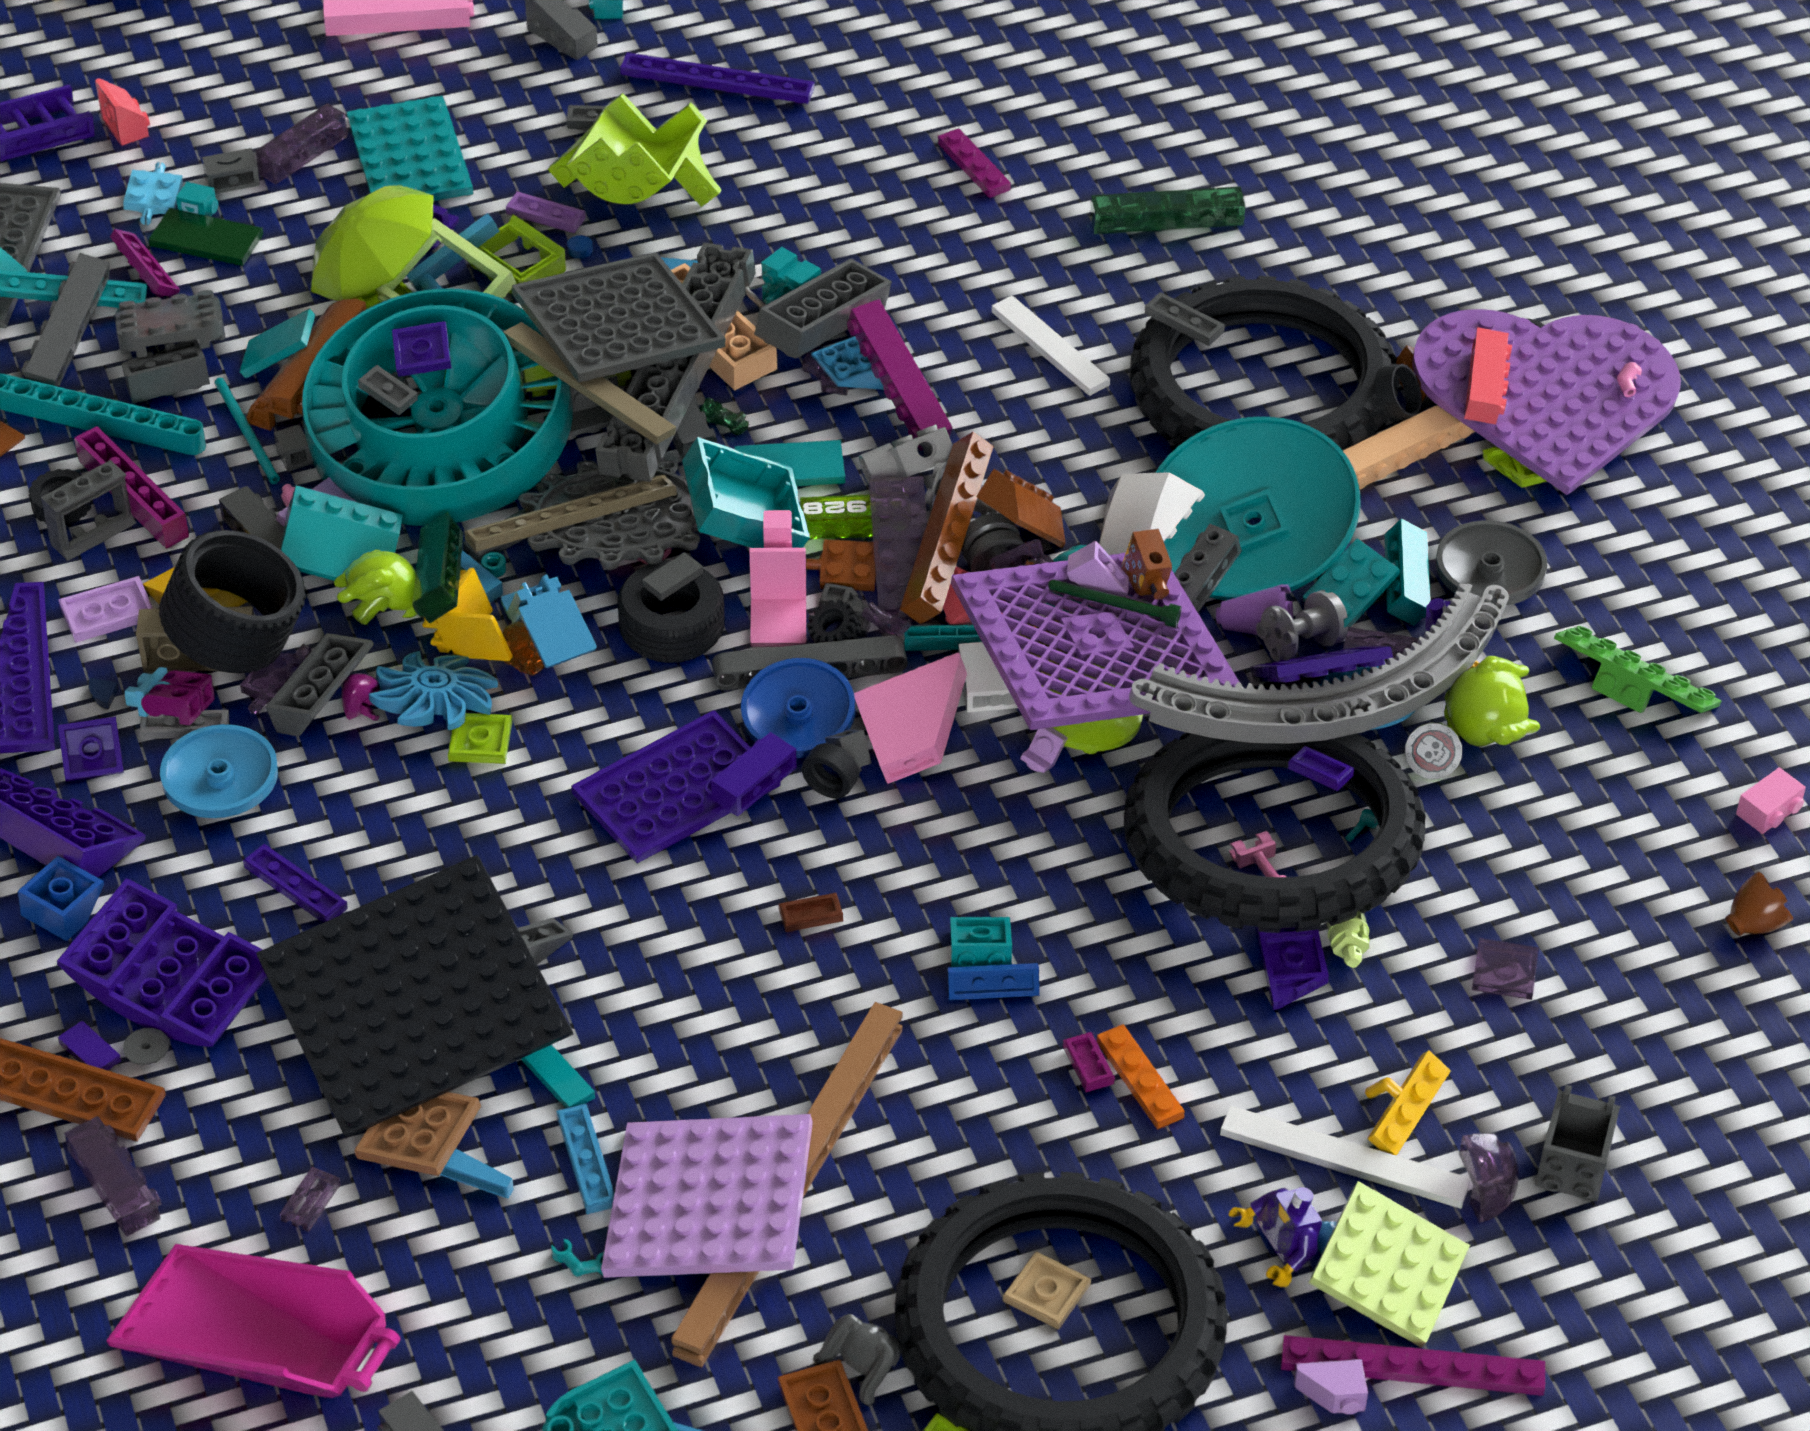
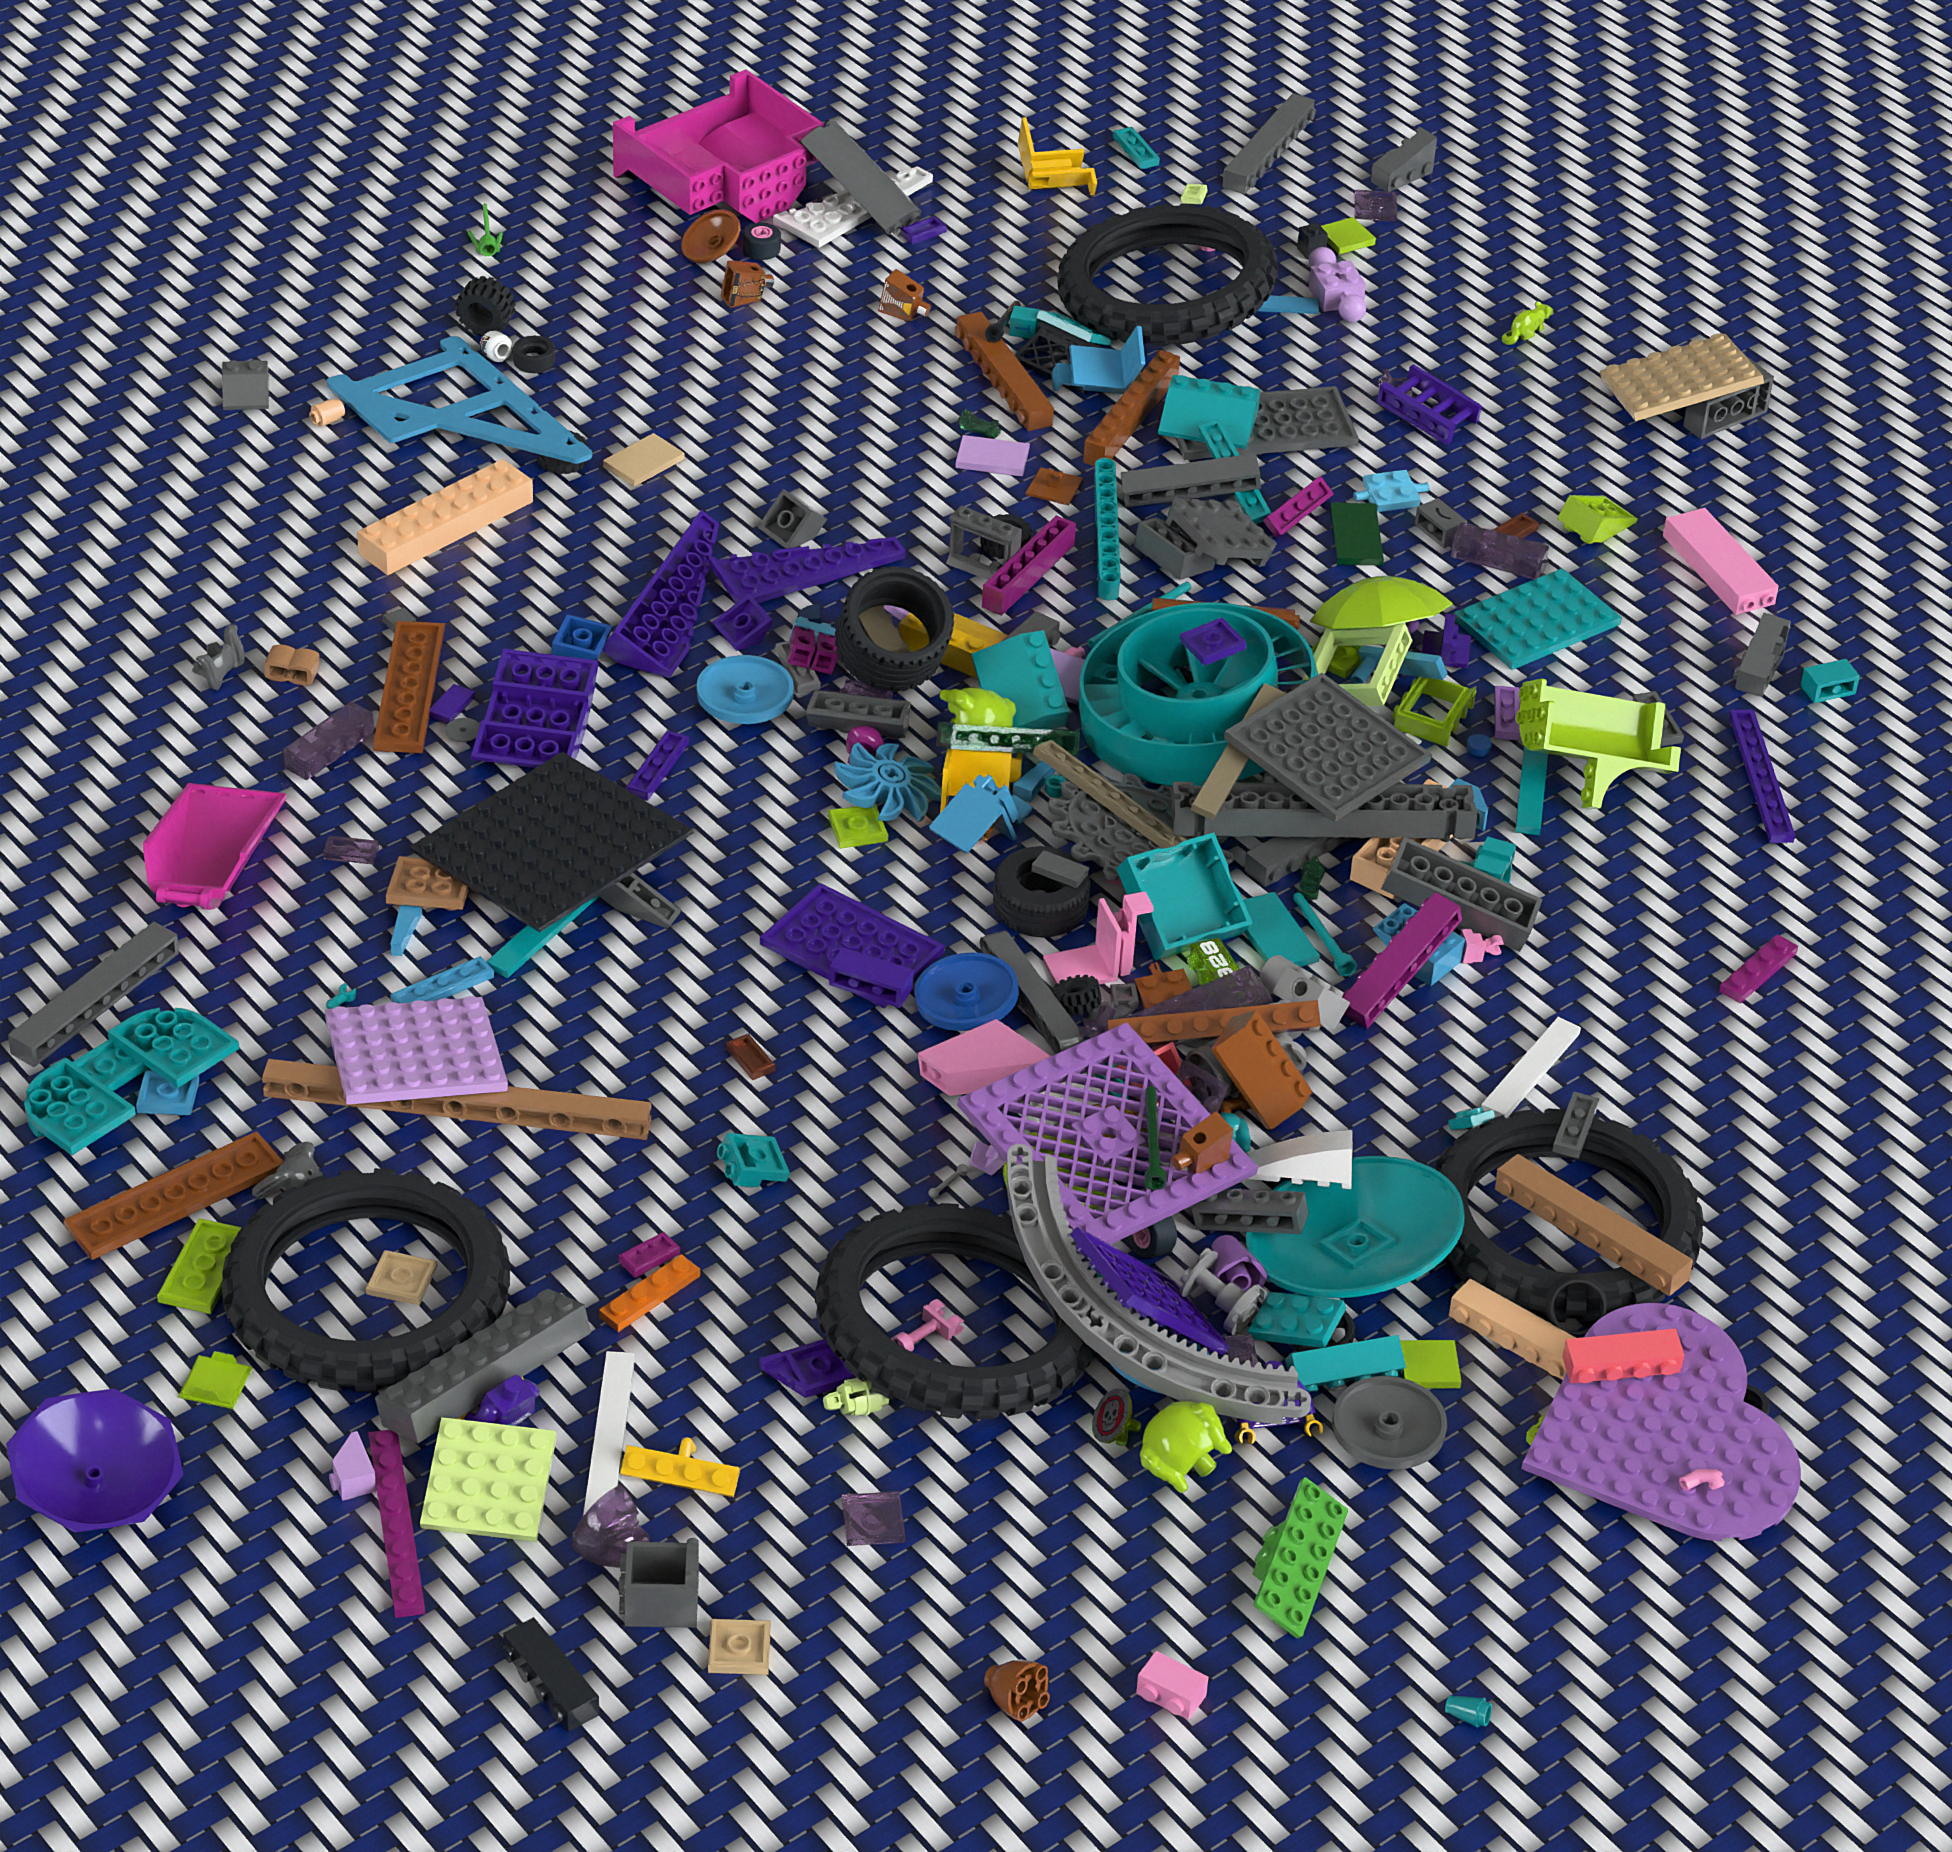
camera: 70 degrees right, 5 degrees down
(121, 113) = (1469, 441): coral slope -> none
(197, 199) = (1390, 514): teal brick -> none
(261, 125) = (1518, 526): none -> copper tile
(277, 343) = (1234, 595): teal tile -> none
(285, 67) = (1594, 517): none -> lime slope
(387, 390) = (1157, 637): dark grey plate -> none
(648, 225) = (1531, 792): none -> teal tile
(839, 761) = (900, 1024): black tyre -> none
(854, 743) = (929, 1030): dark grey brick -> none
(856, 426) = (1343, 962): none -> teal piece
(993, 981) = (712, 1176): blue plate -> none
(1041, 785) = (961, 1170): none -> light grey hinge
(1096, 570) = (1178, 1113): lavender slope -> none
(1120, 397) = (1470, 1118): none -> teal plate
(1167, 210) = (1770, 1111): clear green brick -> none
(1232, 1231) = (471, 1369): none -> dark grey brick
(1315, 346) = (1594, 1224): none -> medium nougat brick
(1321, 768) = (1024, 1320): dark purple tile -> none
(1419, 513) = (1431, 1363): none -> lime tile
(1649, 1112) = (739, 1646): none -> tan tile
(1663, 1270) = (550, 1674): none -> black brick

